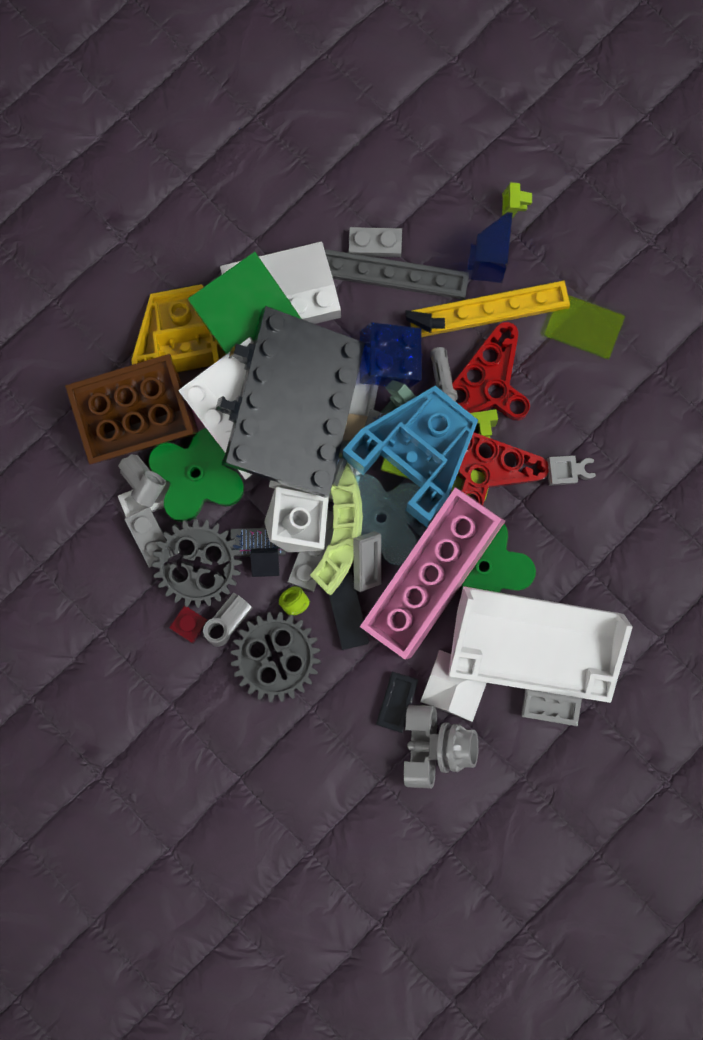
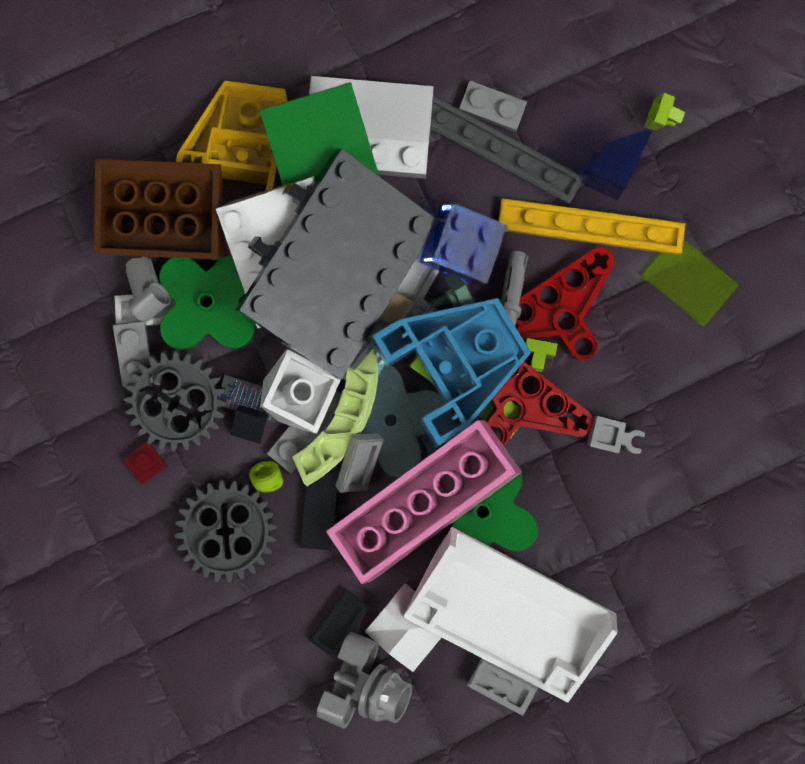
camera: 10 degrees right, 5 degrees up
(228, 617) = (190, 471): light grey piece -> none
(425, 320) = (515, 216): black bar -> none

